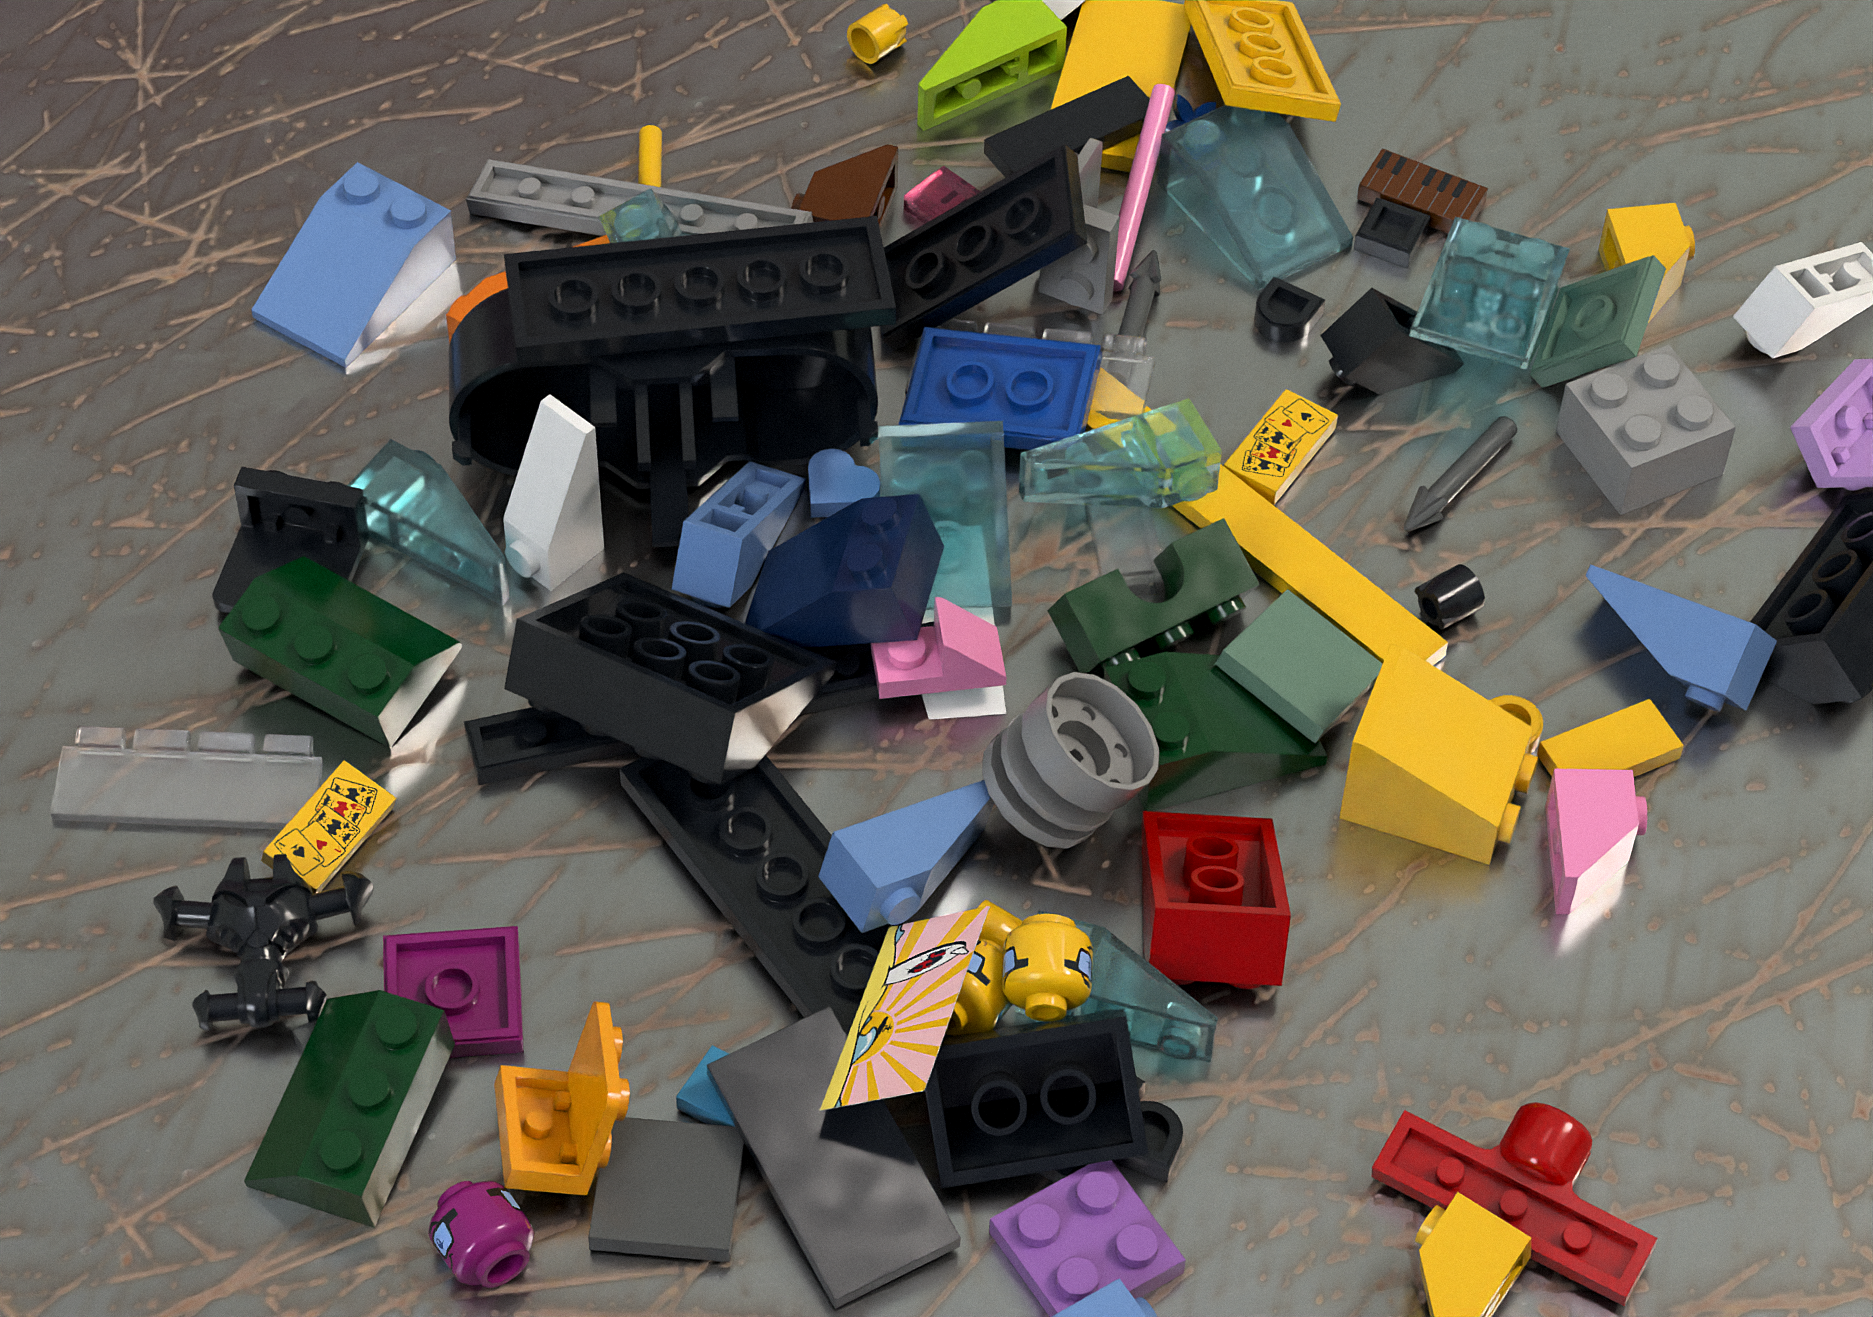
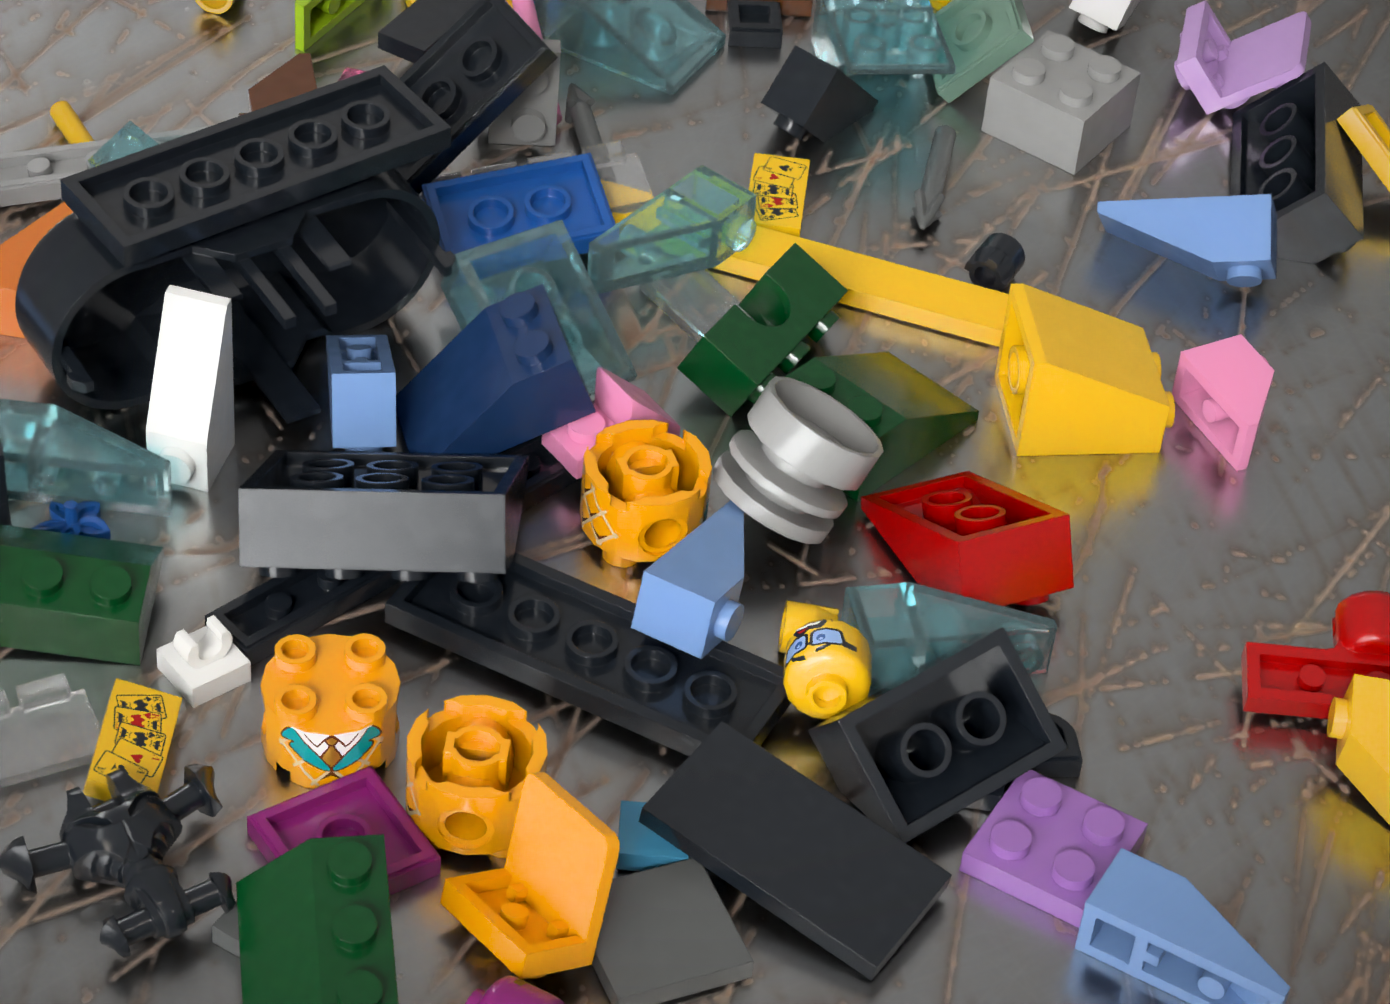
camera: 30 degrees left, 10 degrees down
(411, 585) = (76, 519): none -> blue plant
(438, 769) = (203, 663): none -> white tile
(506, 857) = (329, 707): none -> light orange brick
(583, 957) = (470, 772): none -> light orange brick
(838, 482) = (419, 330): medium blue tile -> none
(905, 1009) = (799, 695): sticker -> none
(920, 734) = (643, 490): none -> light orange brick
(1047, 966) = (897, 619): yellow head -> none
(1287, 311) = (709, 101): black tile -> none
(1300, 665) = (919, 345): sand green tile -> none
(1623, 740) = (1197, 324): yellow tile -> none

